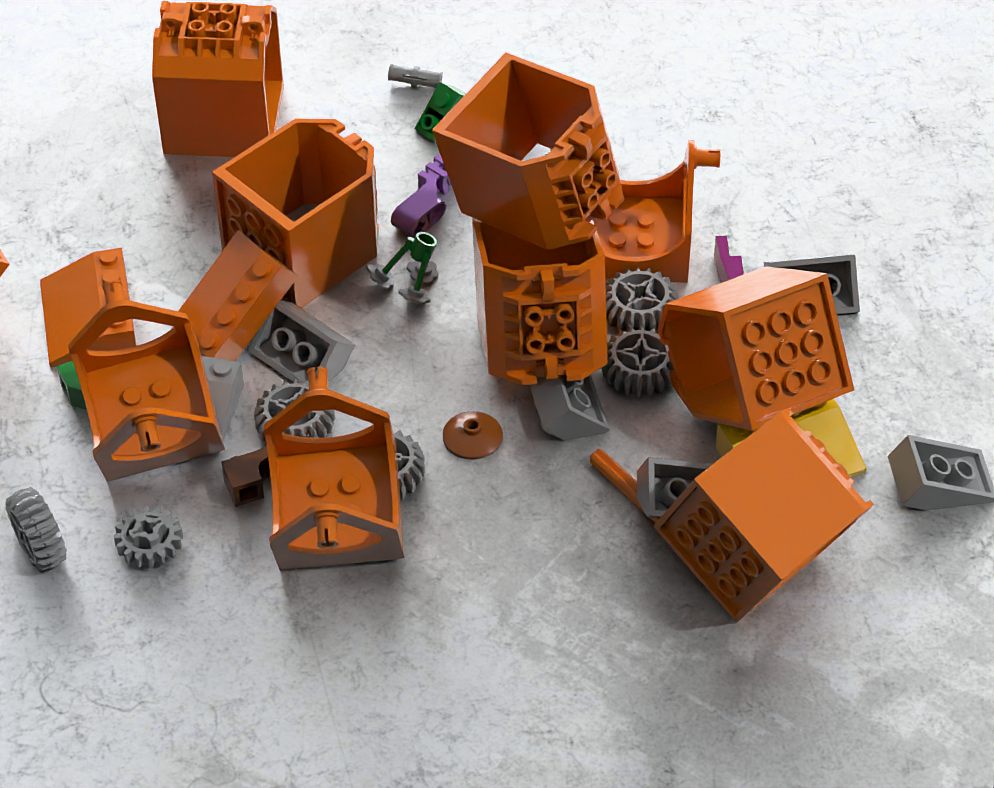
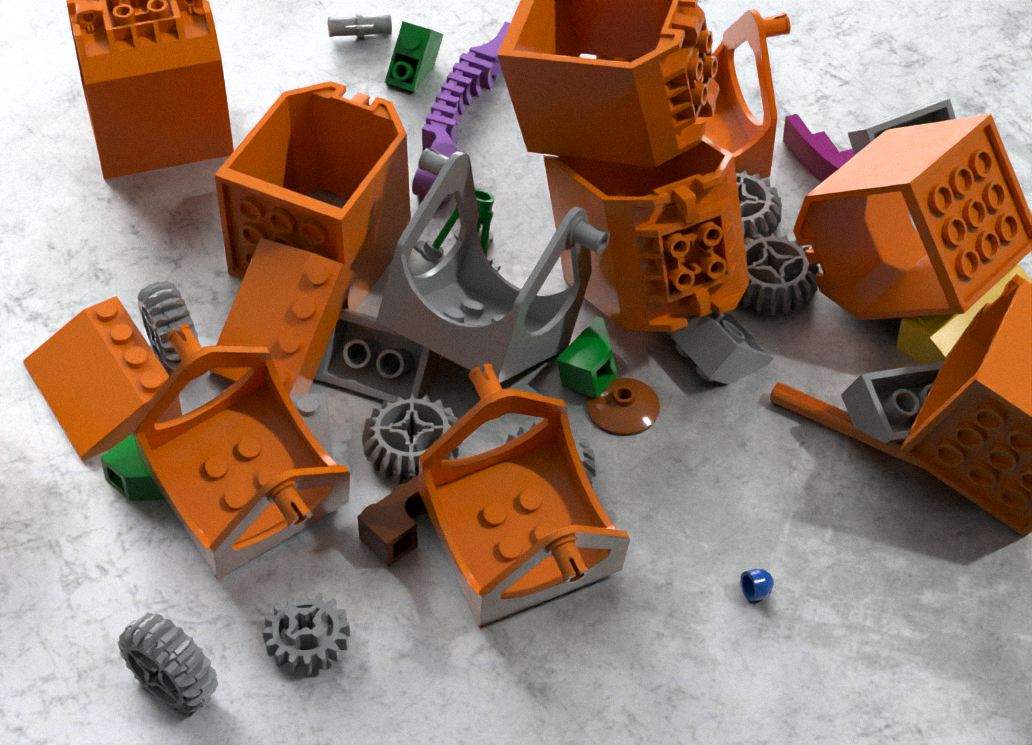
camera: 20 degrees left, 0 degrees up
(149, 276) = (161, 312): none -> light grey gear
(383, 327) = (465, 304): none -> light grey piece
(459, 391) = (588, 361): none -> green slope
(502, 597) = (756, 584): none -> blue hinge

